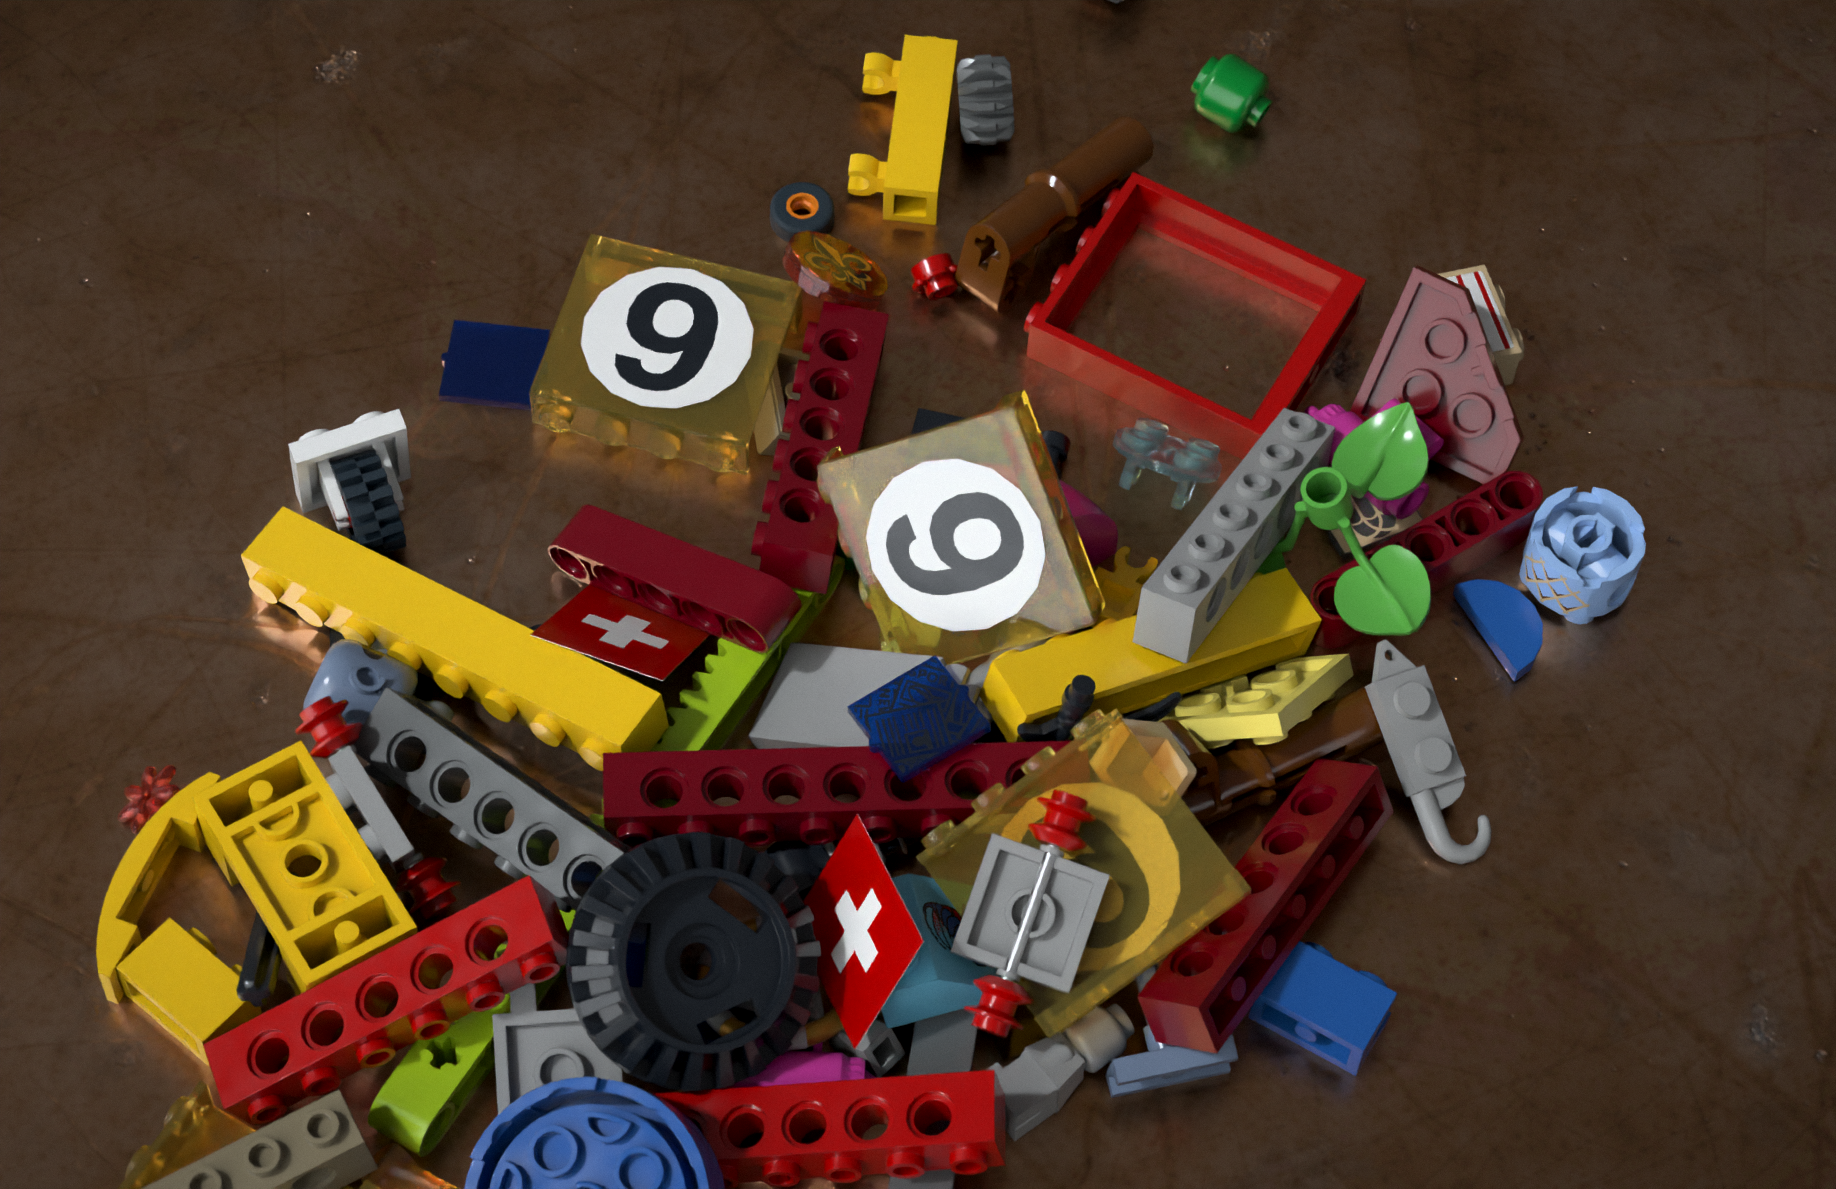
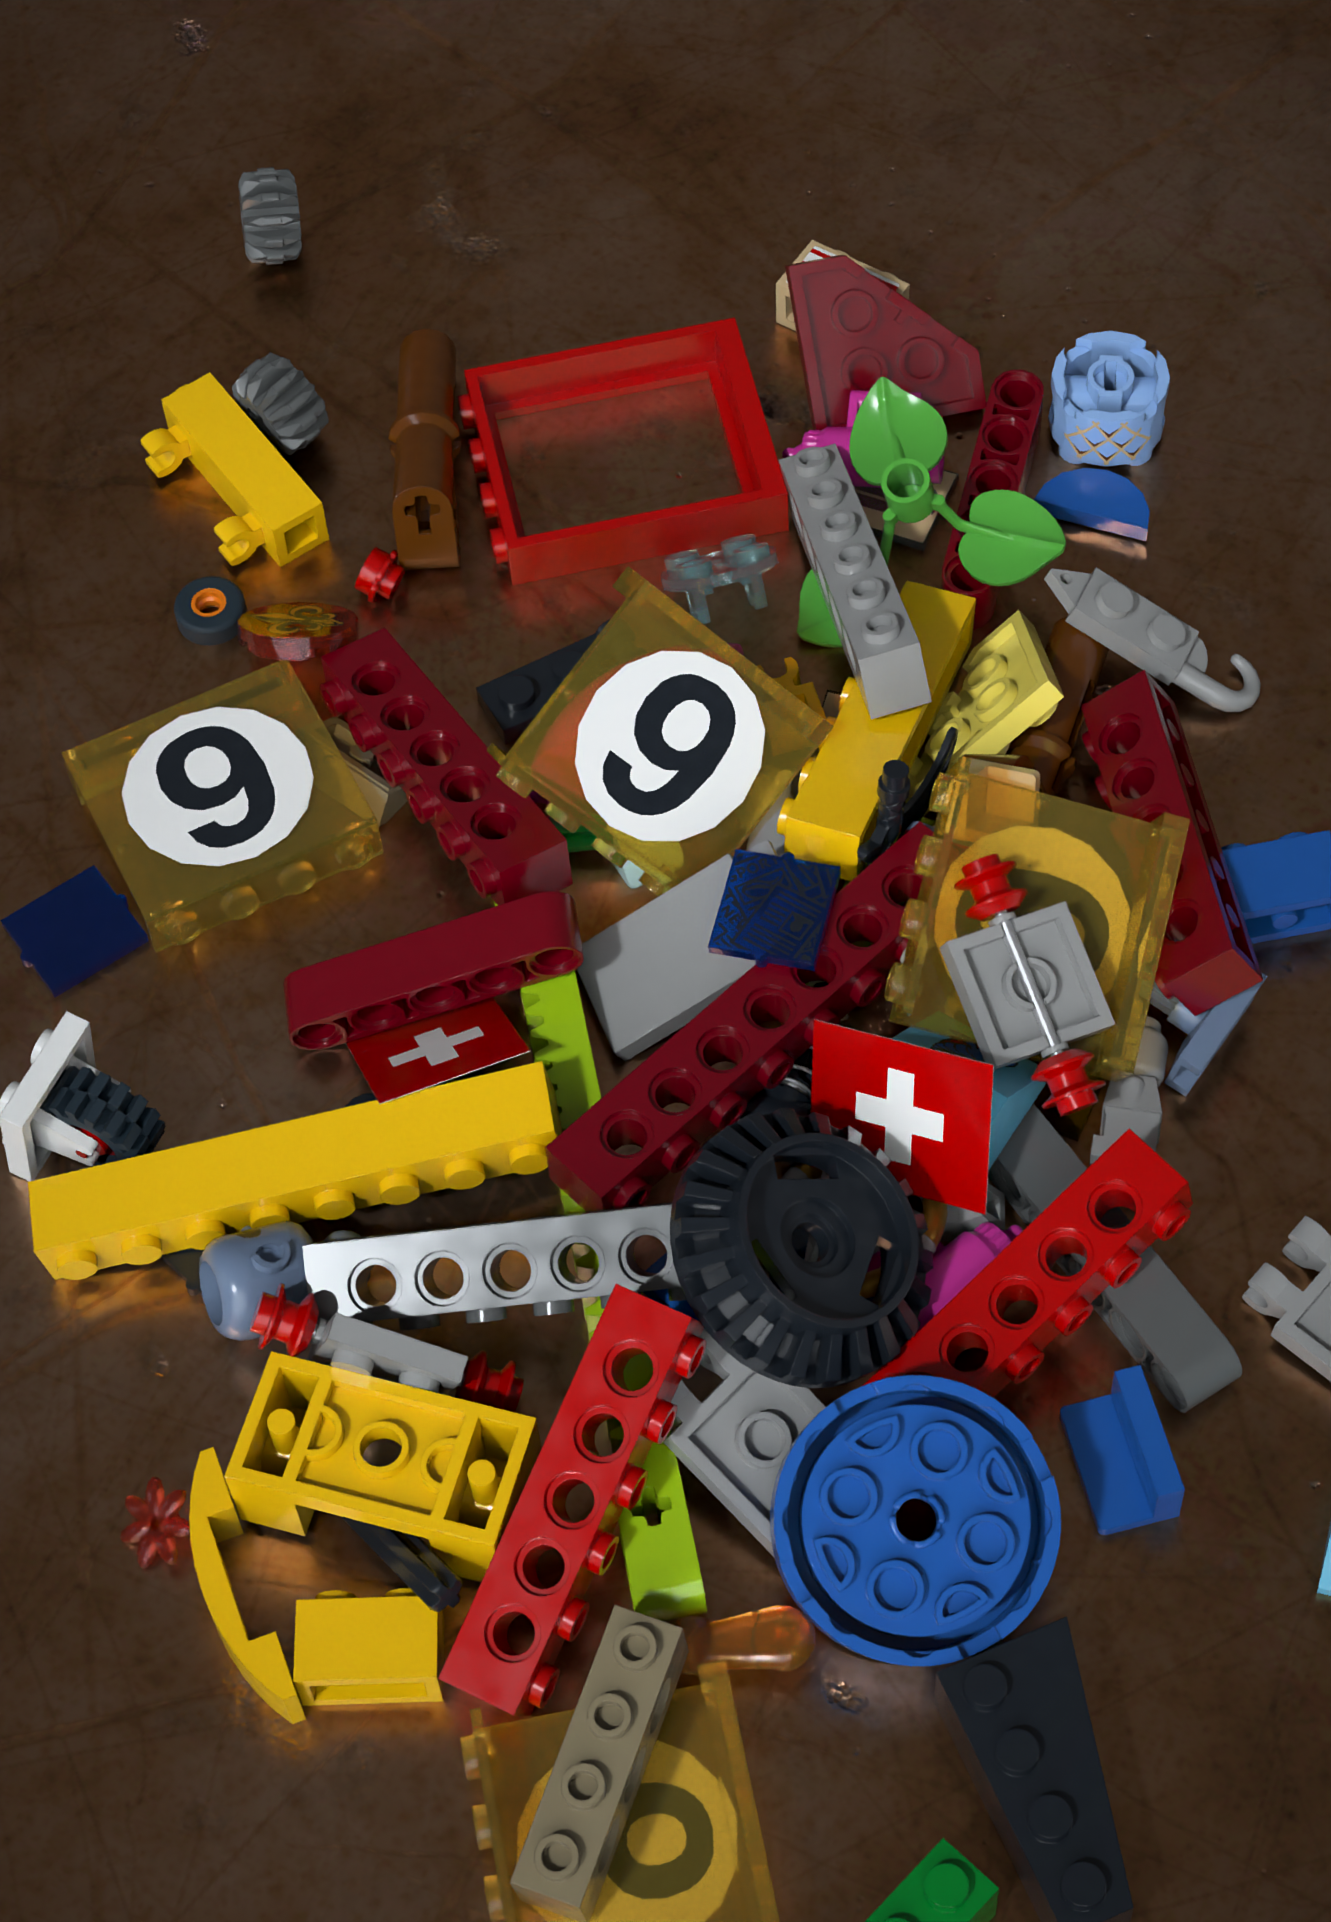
camera: 35 degrees left, 0 degrees up
(1231, 93) = (470, 257): green head -> none

